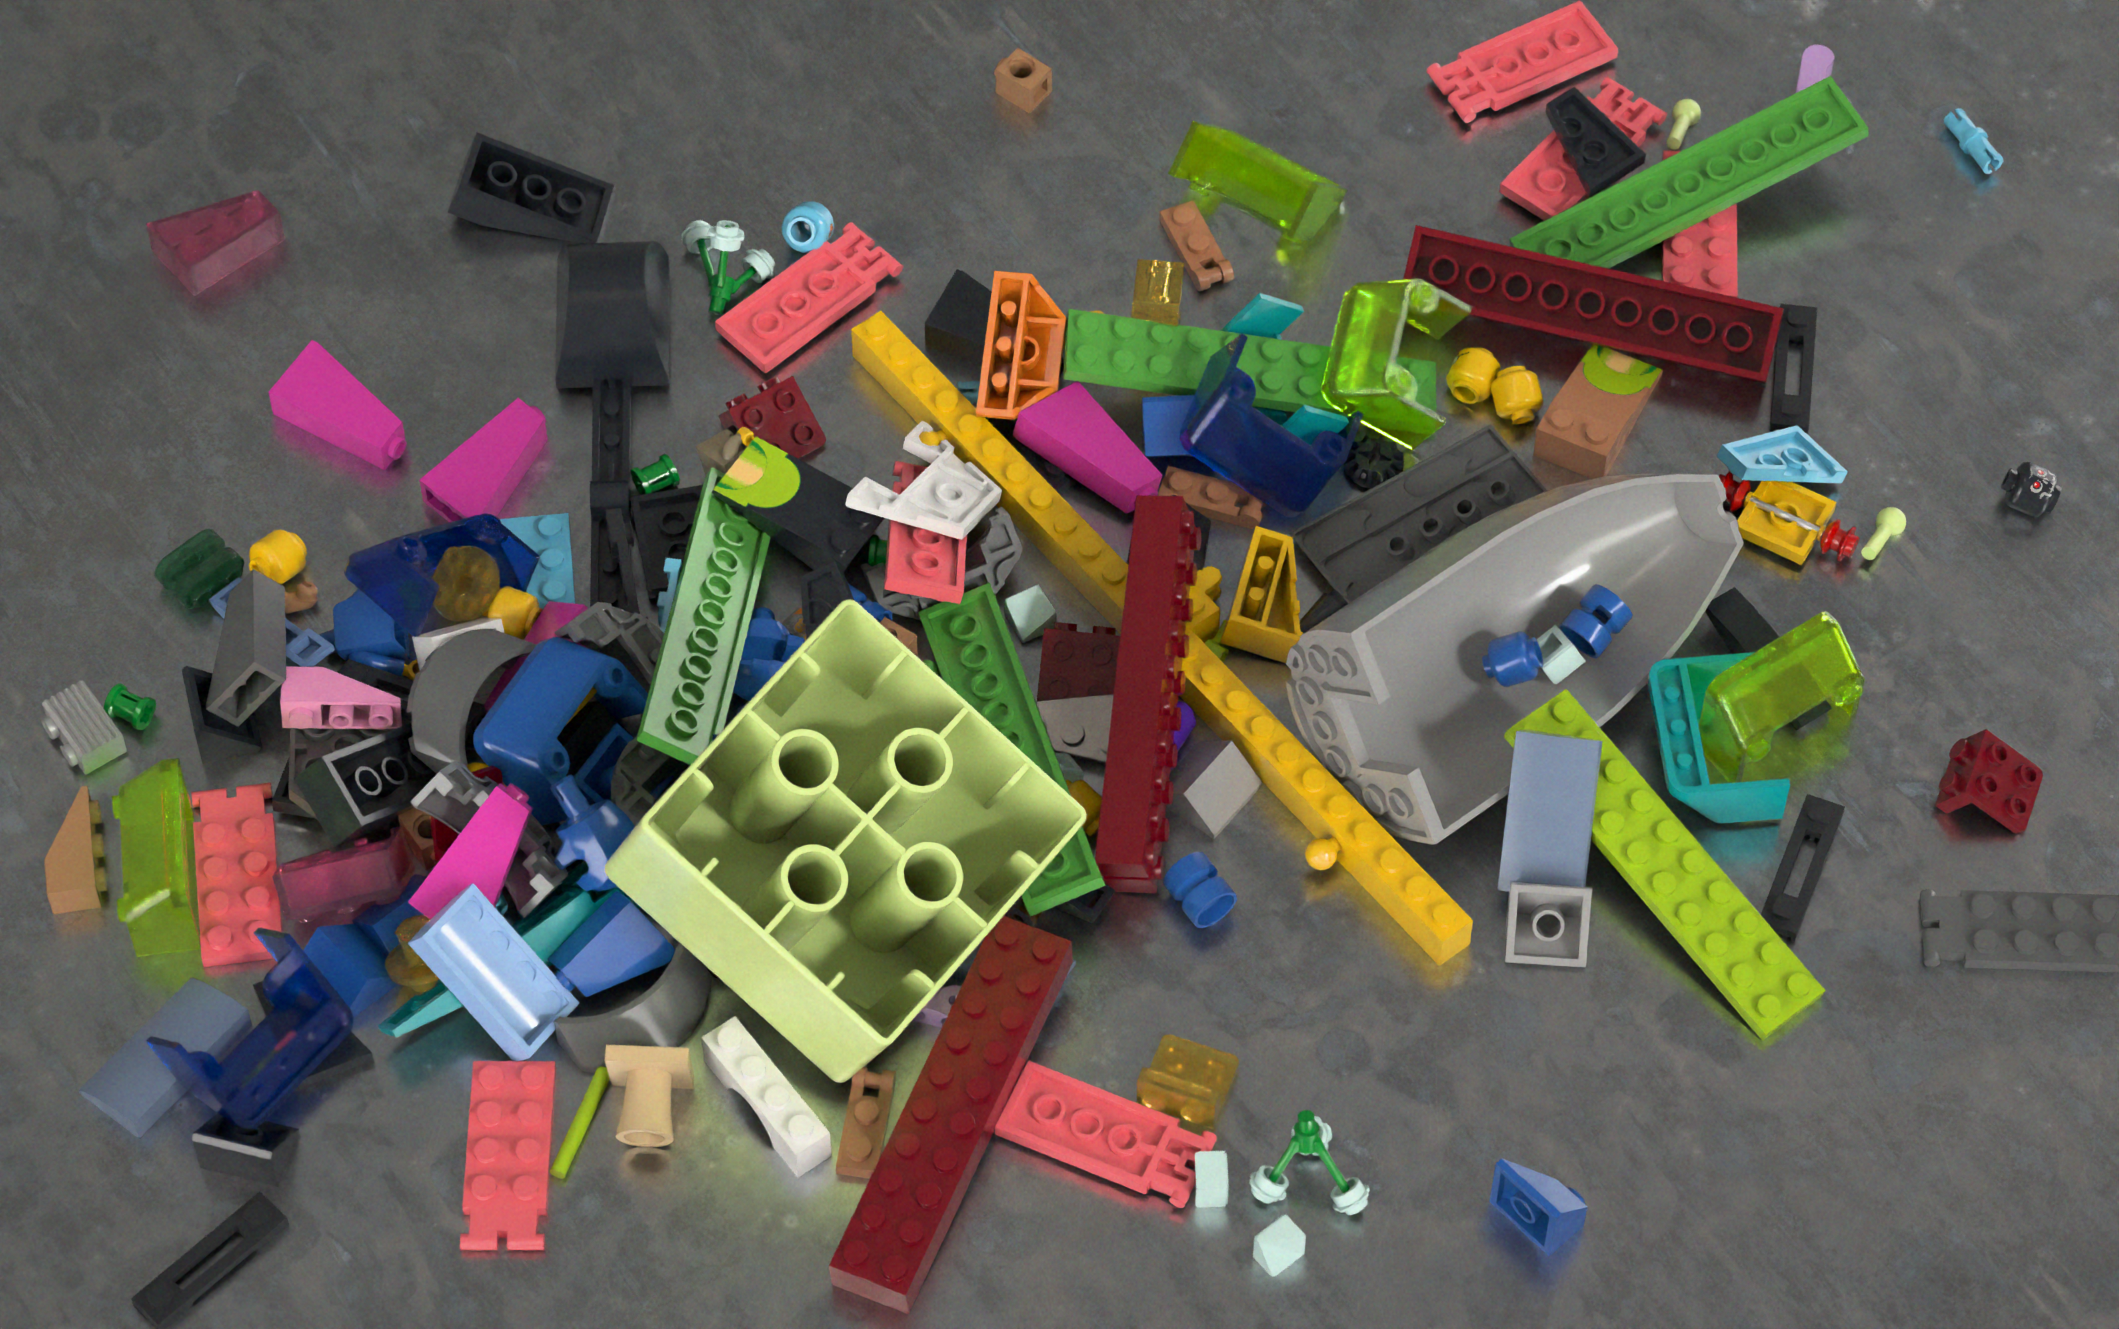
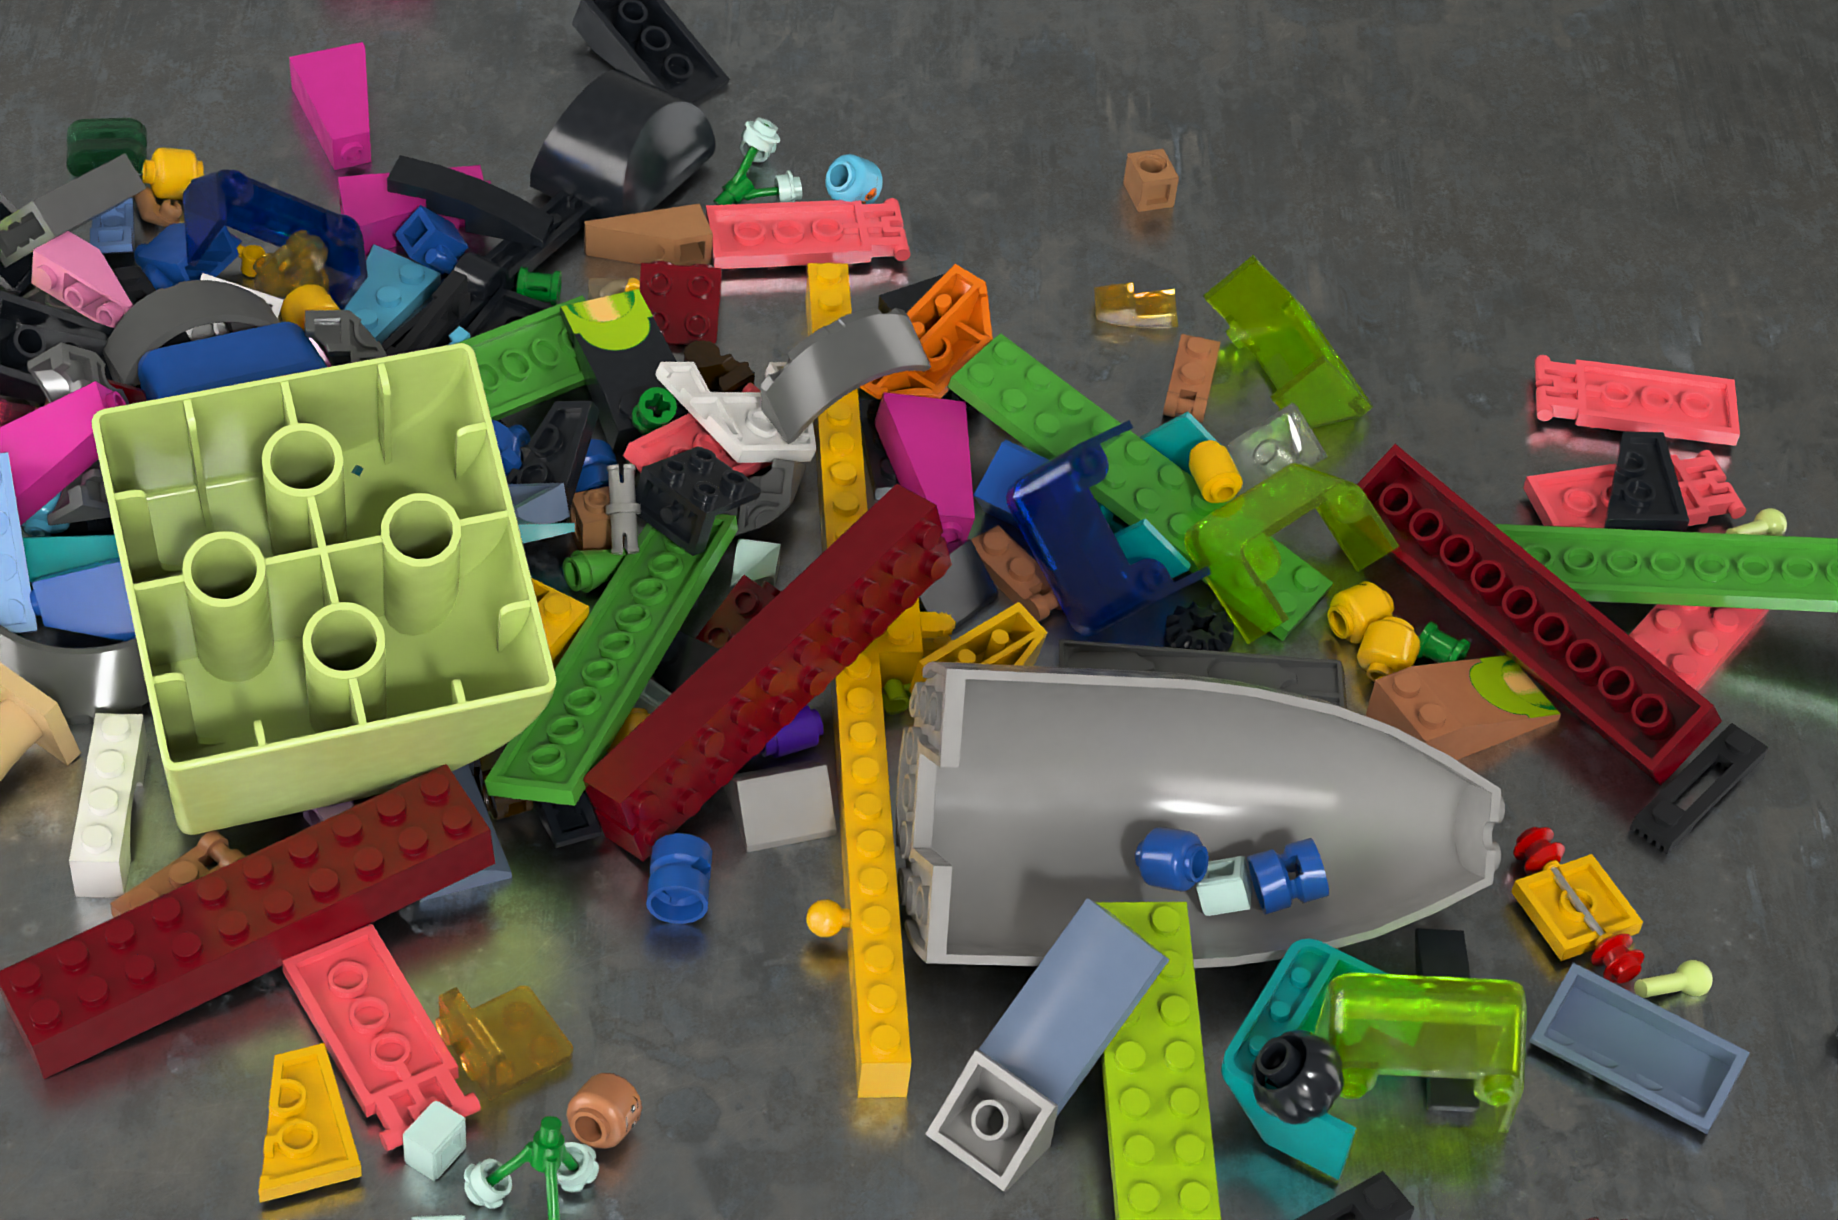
camera: 30 degrees right, 10 degrees down
(547, 491) = (431, 240): none -> blue brick
(548, 435) = (483, 206): none -> black slope
(706, 374) = (668, 235): none -> medium nougat slope
(852, 466) = (718, 371): none -> dark brown leg
(878, 542) = (663, 404): none -> green bush
(919, 632) = (623, 509): none -> light grey pin
(961, 590) = (687, 493): none -> black bracket
(988, 420) = (836, 363): none -> dark grey windscreen
(1103, 209) = (1122, 307): none -> clear yellow slope
(1117, 1226) = (306, 1128): none -> yellow wing
(1158, 292) = (1108, 378): clear yellow piece -> none
(1301, 1084) = (604, 1110): none -> nougat head
(1306, 329) = (1214, 472): none -> yellow brick
(1315, 278) = (1274, 445): none -> clear slope
(1550, 367) = (1441, 646): none -> green bush
(1729, 760) = (1303, 1070): none -> black plant
(1781, 456) = (1613, 846): medium azure wing -> none
(1900, 597) = (1640, 1048): none -> sand blue slope

